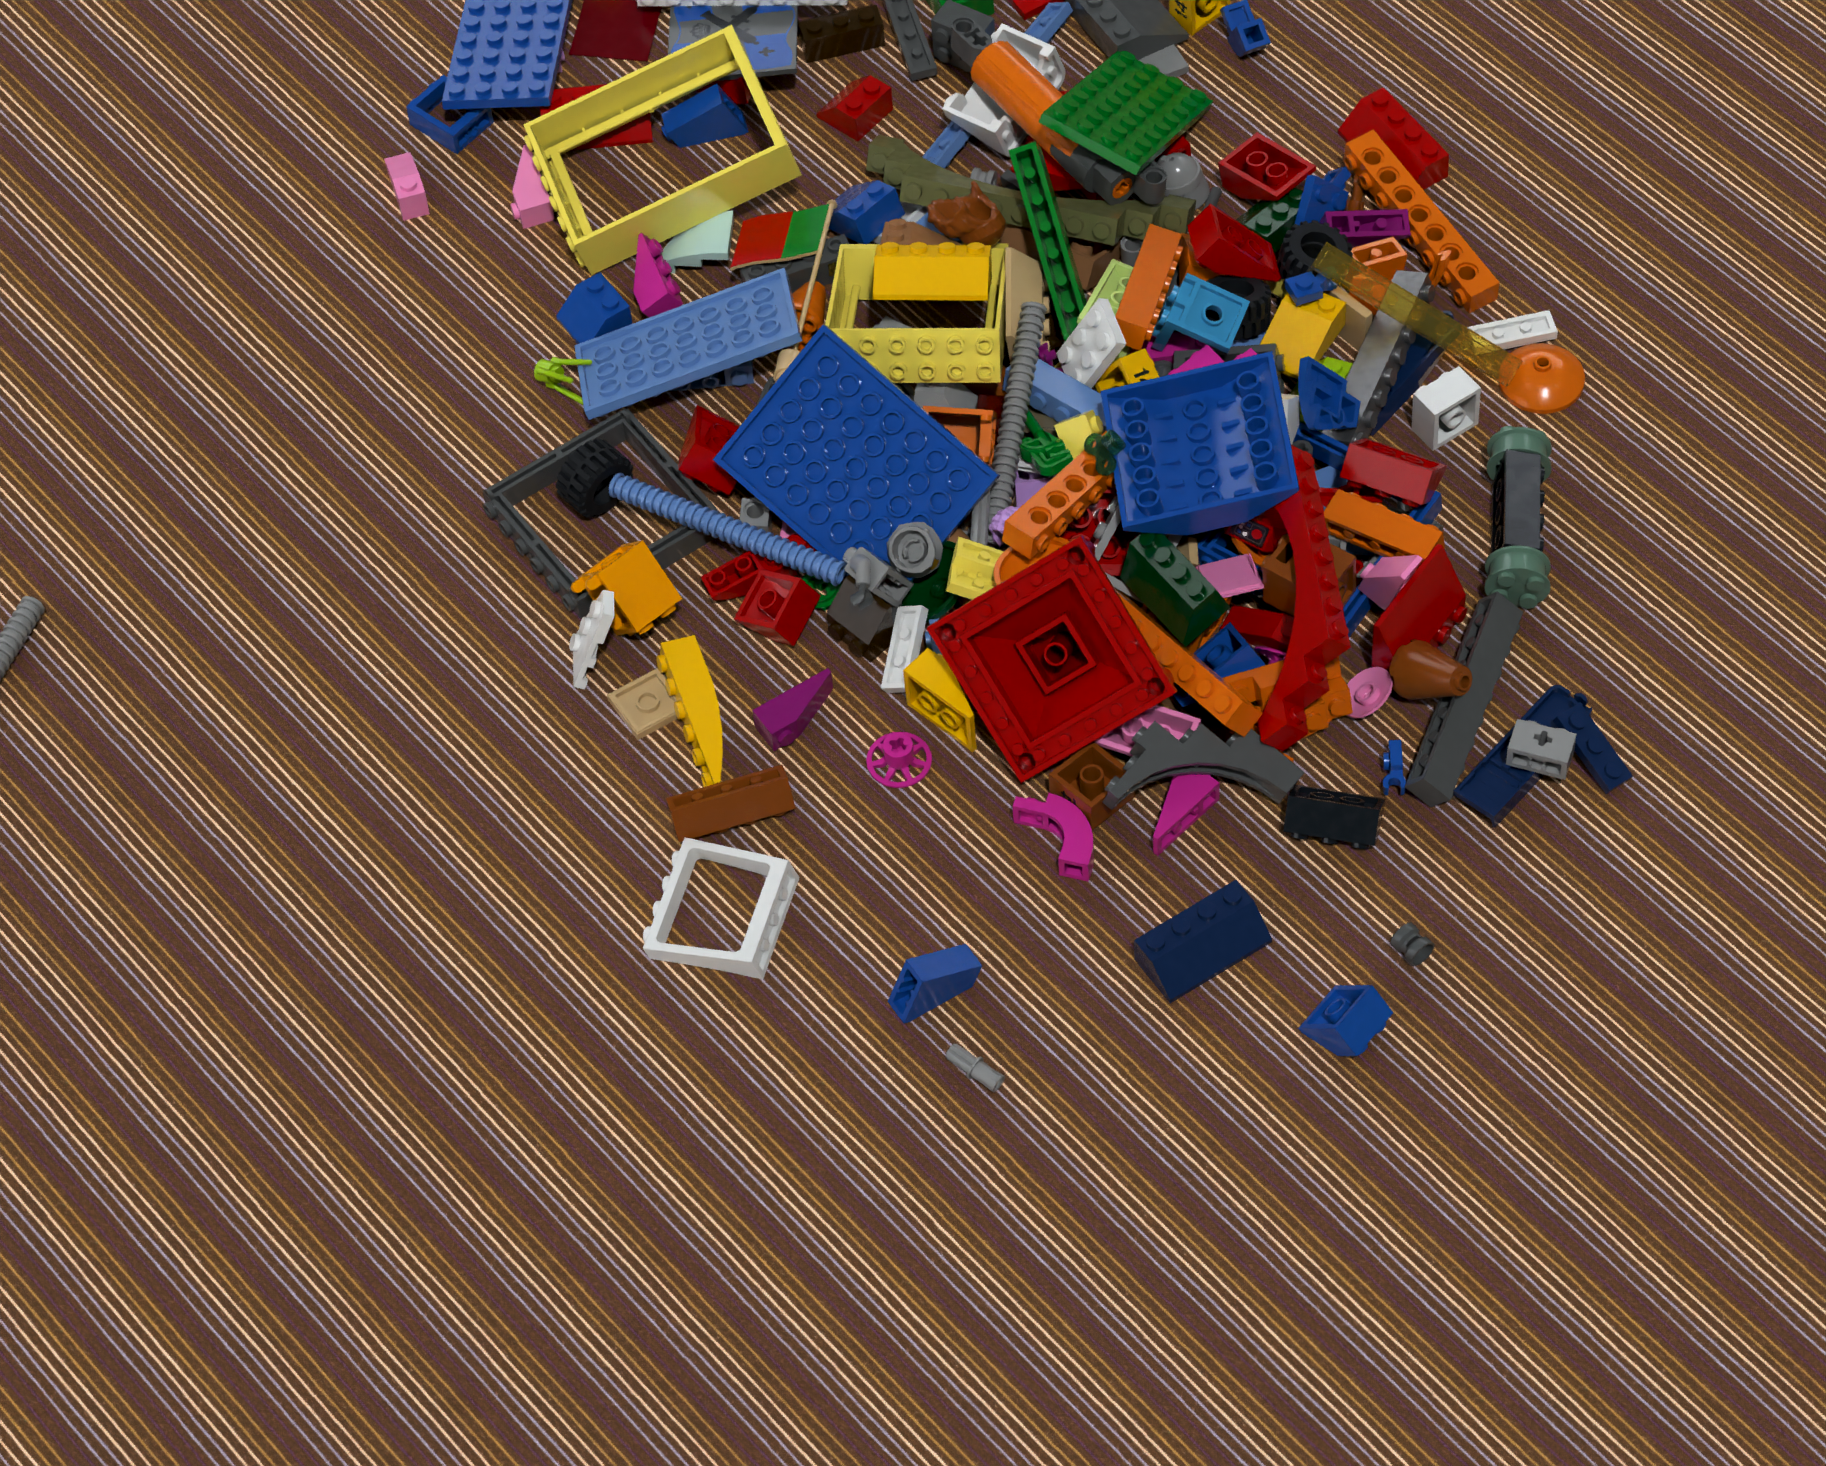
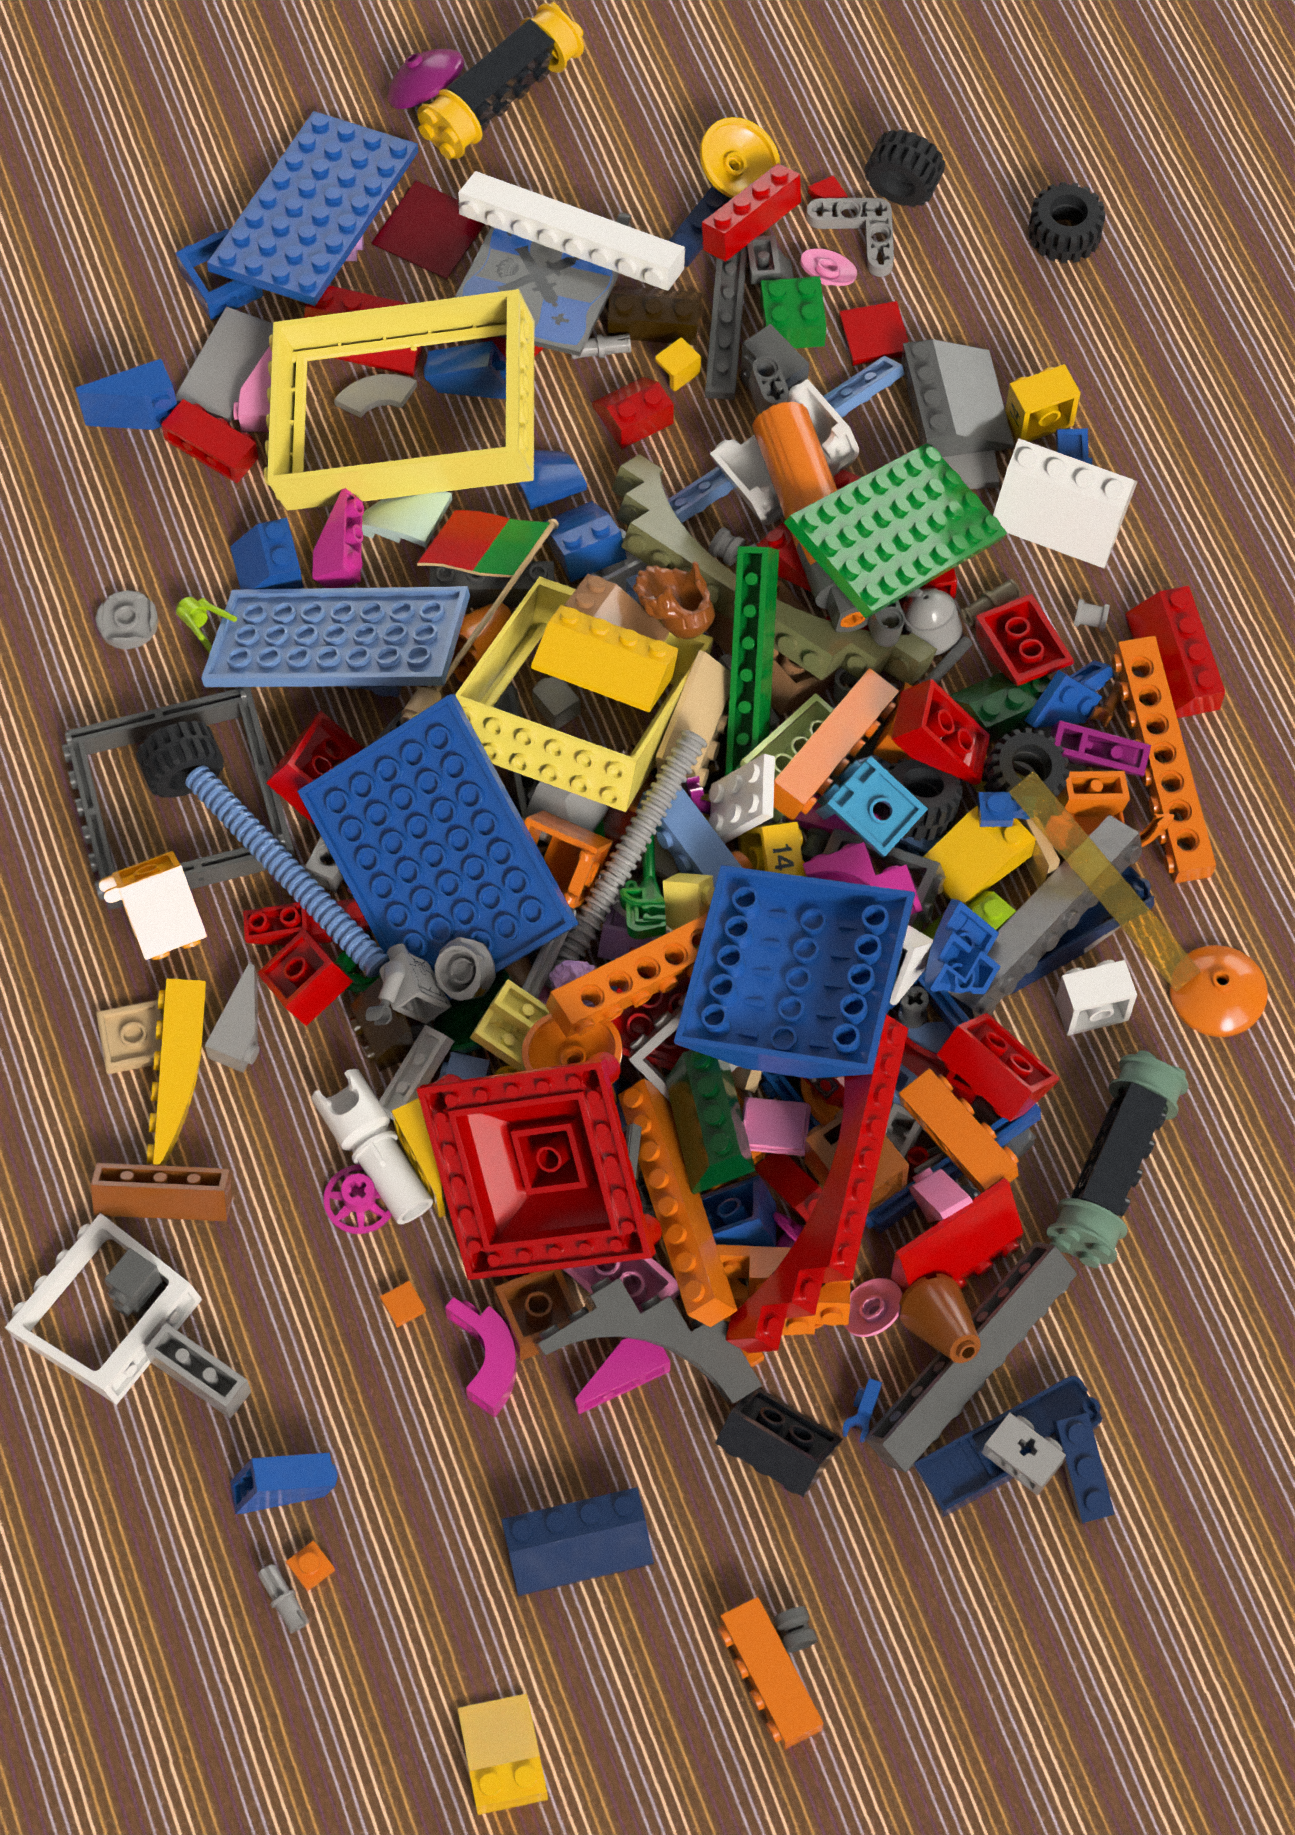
camera: 15 degrees right, 10 degrees up
(407, 186) = (143, 334): bright pink slope -> none
(420, 227) = (129, 399): none -> blue slope
(488, 181) = (226, 363): none -> light grey tile
(492, 398) = (127, 620): none -> light grey tile
(502, 240) = (210, 440): none -> red brick
(592, 631) = (97, 947): white wing -> none
(626, 162) = (375, 392): none -> light grey tile
(736, 668) = (236, 1032): none -> light grey slope
(740, 876) = (134, 1284): none -> dark grey brick
(789, 713) = (268, 1105): magenta slope -> none
(806, 69) = (605, 345): none -> light grey pin
(817, 176) = (554, 479): none -> blue slope
(824, 922) = (198, 1370): none -> light grey brick
(879, 701) = (362, 1127): none -> white piece
(880, 57) = (680, 363): none -> yellow panel
(972, 822) = (403, 1304): none -> orange tile
(985, 1038) = (310, 1566): none -> orange plate
(1104, 450) = (694, 940): clear green piece -> none
(1211, 168) = (990, 600): none -> dark tan pin
(1214, 1118) = (502, 1754): none -> yellow slope
(1251, 58) = (1063, 503): none -> white slope
(1311, 138) = (1091, 615): none -> light grey bush
(1347, 1019) = (689, 1694): blue slope -> none
(1407, 982) = (770, 1673): none -> orange brick
(1519, 330) = (1210, 926): white plate -> none

